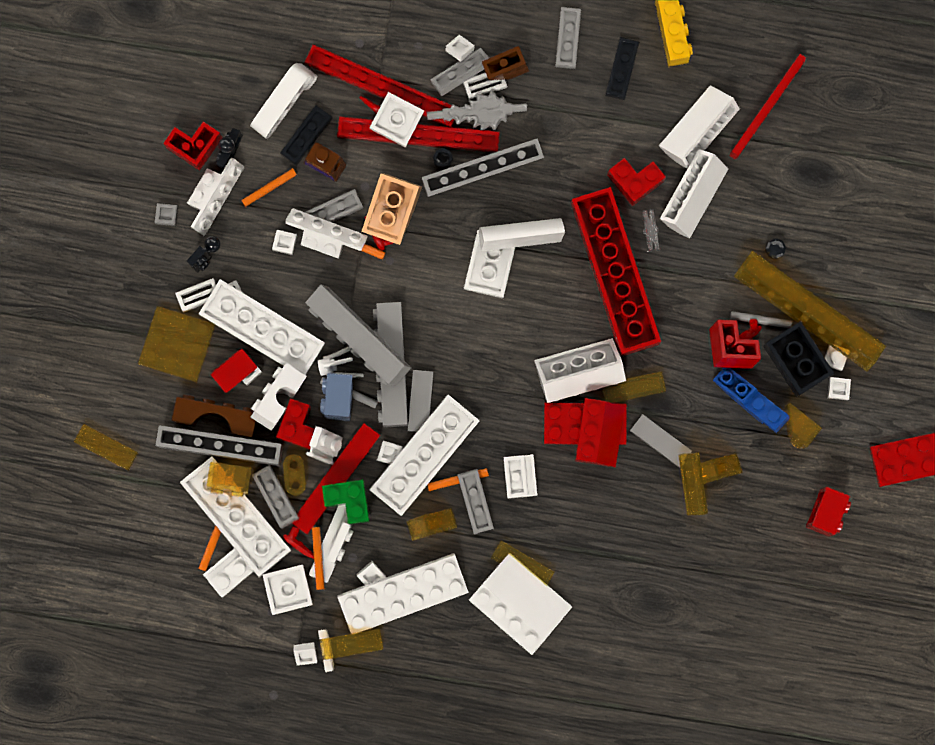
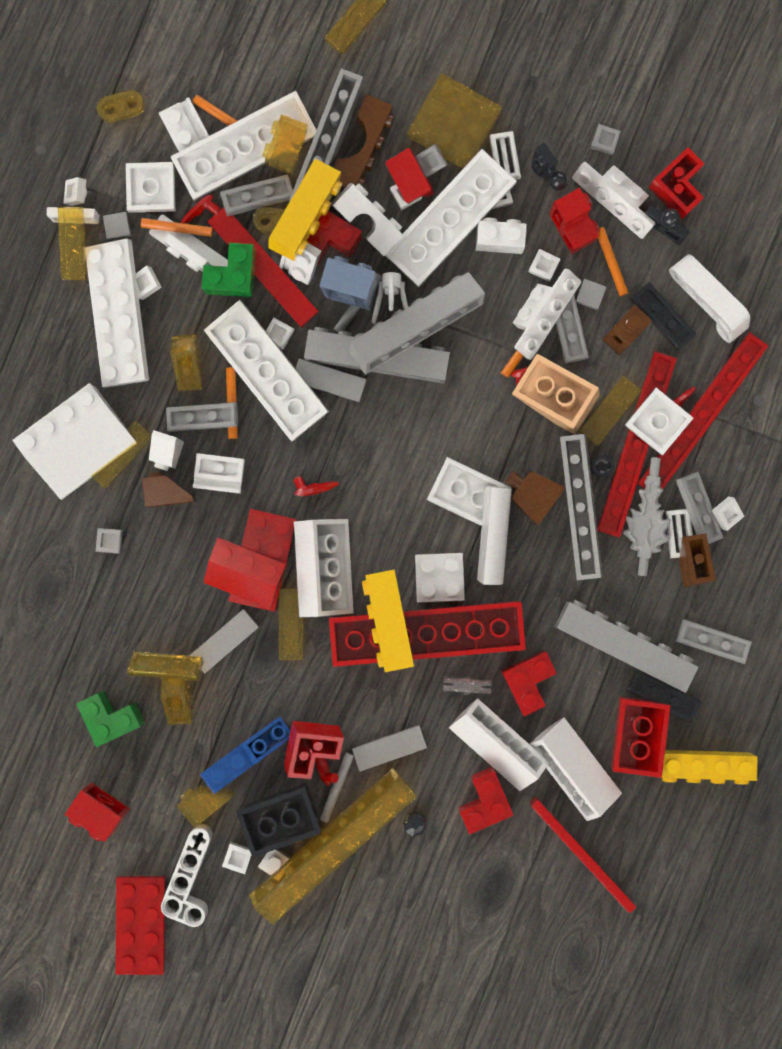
camera: 100 degrees right, 5 degrees up
(215, 355) = (431, 160): none -> light grey tile
(223, 631) = (120, 103): none -> clear yellow plate
(243, 225) = (573, 222): none -> red brick
(268, 283) = (501, 236): none -> white brick
(286, 445) = (305, 209): none -> yellow brick
(300, 199) = (590, 294): none -> light grey tile
(326, 612) = (117, 226): none -> light grey tile
(395, 162) = (610, 410): none -> clear yellow tile
(480, 209) = (534, 494): none -> reddish brown torso
(512, 524) = (165, 450): none -> white slope
(514, 392) = (313, 489): none -> red bar
(546, 518) = (164, 491): none -> reddish brown slope
(566, 273) = (439, 577): none -> white plate
(589, 106) = (625, 646): none -> light grey brick
(598, 558) = (109, 540): none -> light grey tile
(612, 301) = (389, 621): none -> yellow brick
(660, 80) = (640, 737): none -> red slope
(718, 283) = (389, 748): none -> light grey tile
(745, 189) = (491, 805): none -> red brick
(753, 520) = (104, 722): none -> green brick
(860, 424) = (190, 872): none -> white beam

